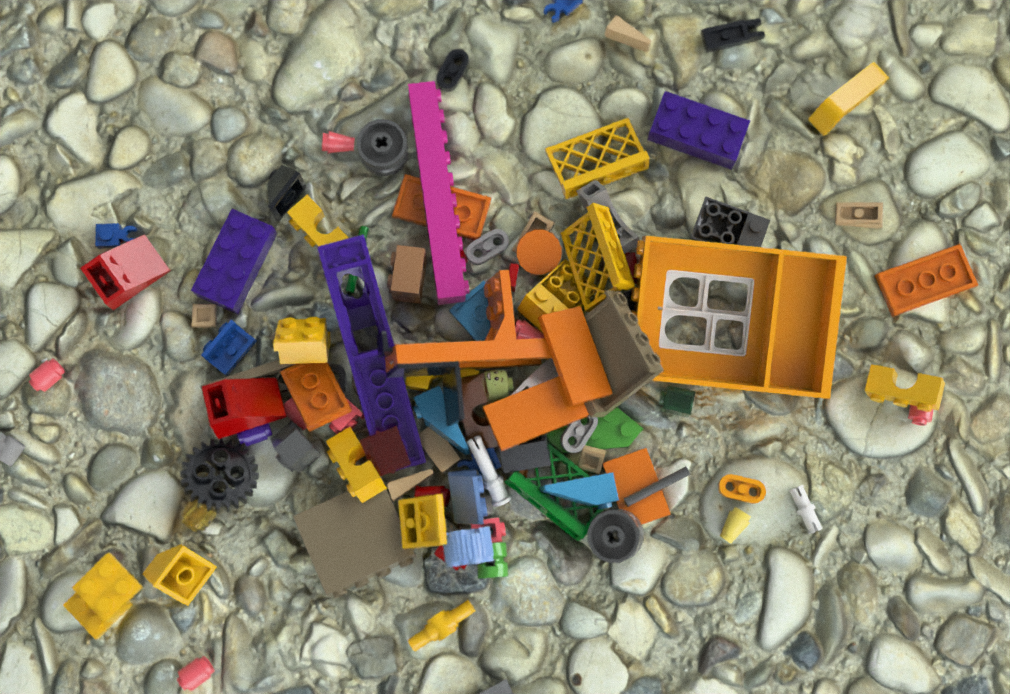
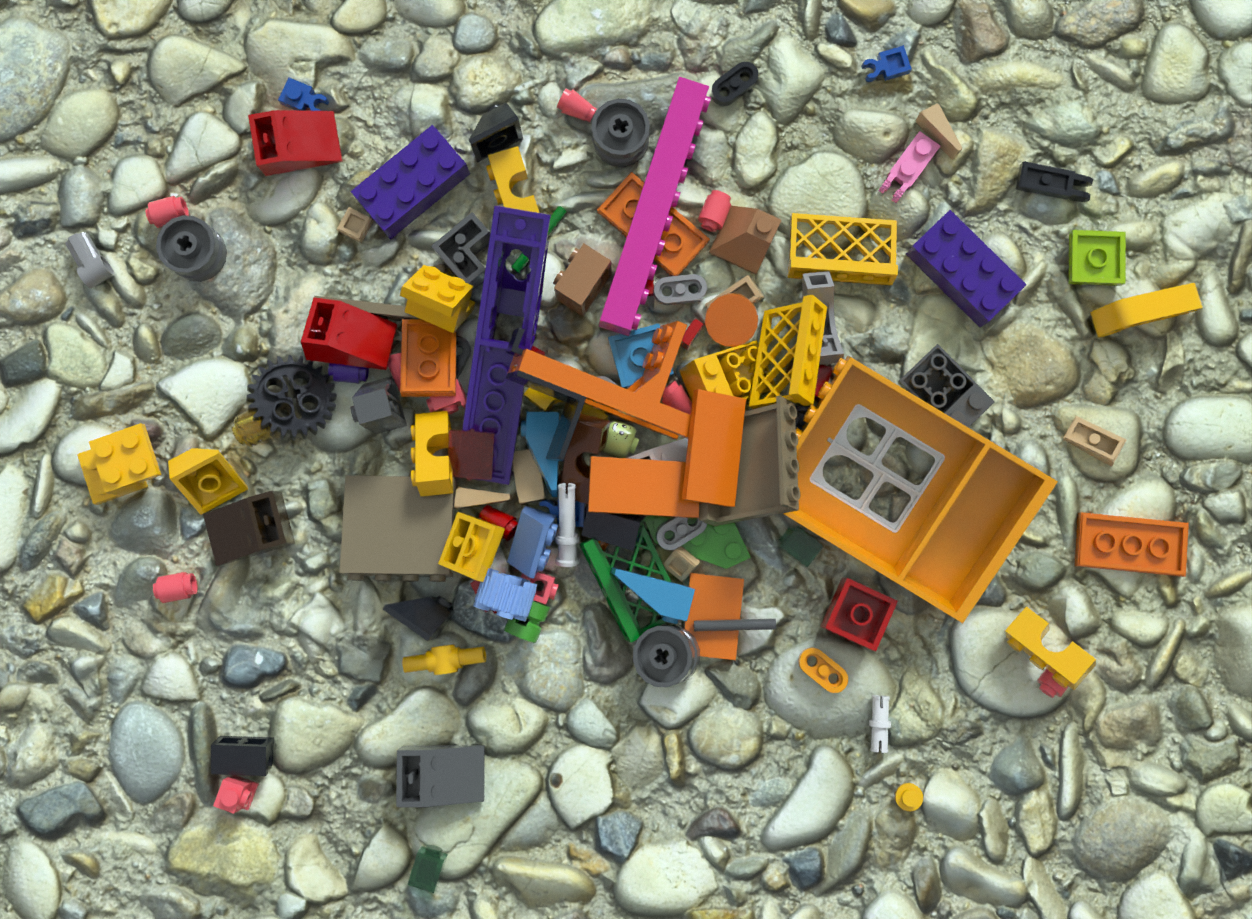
camera: 30 degrees right, 5 degrees up
(68, 396) = (191, 248): none -> dark grey wheel
(228, 347) = (362, 269): blue bracket -> none
(232, 597) = (249, 527): none -> dark brown slope
(298, 294) = (459, 248): none -> dark grey brick
(408, 596) = (422, 615): none -> black slope
(485, 174) = (715, 211): none -> coral brick
(518, 183) = (745, 237): none -> medium nougat slope
(617, 70) = (910, 164): none -> bright pink hinge
(734, 524) = (797, 703): light yellow cone -> none
(747, 431) = (859, 614): none -> red brick
(792, 76) = (1097, 257): none -> lime plate
(856, 555) = (909, 797): none -> yellow plate

